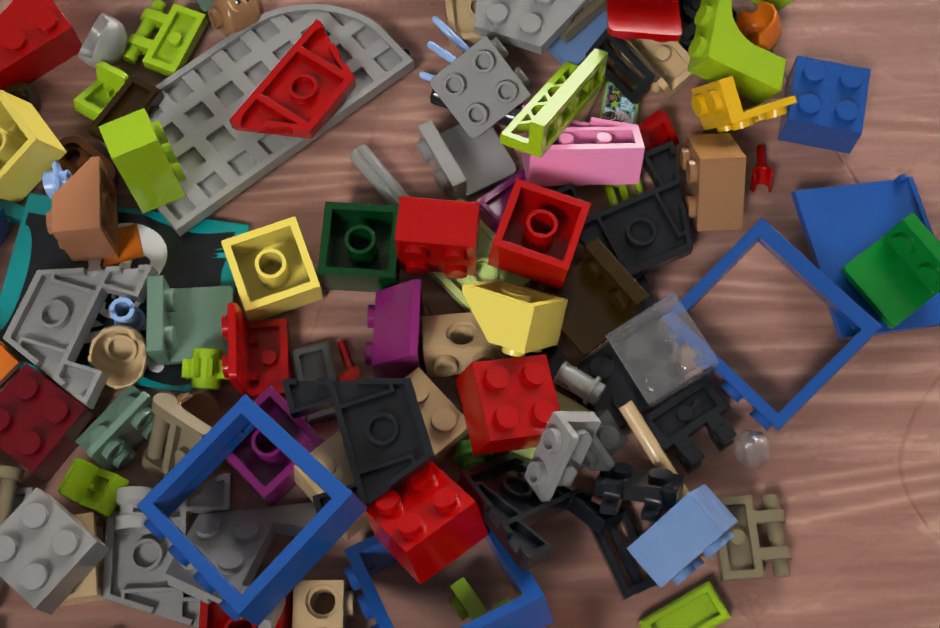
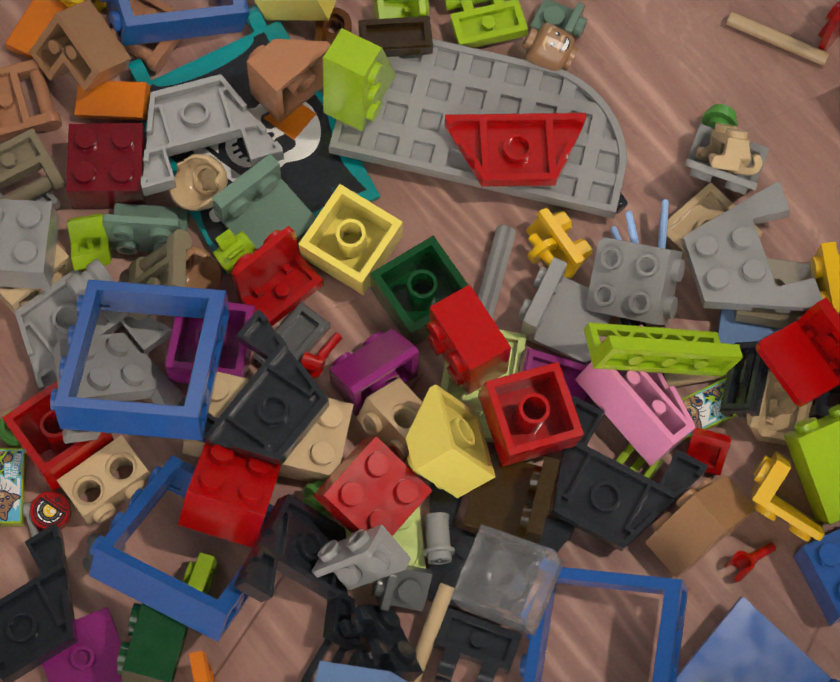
camera: 50 degrees right, 0 degrees up
(54, 178) = (301, 29): light blue plate -> none
(126, 313) = (233, 162): light blue pin -> none
(398, 122) = (550, 240): none -> yellow hips

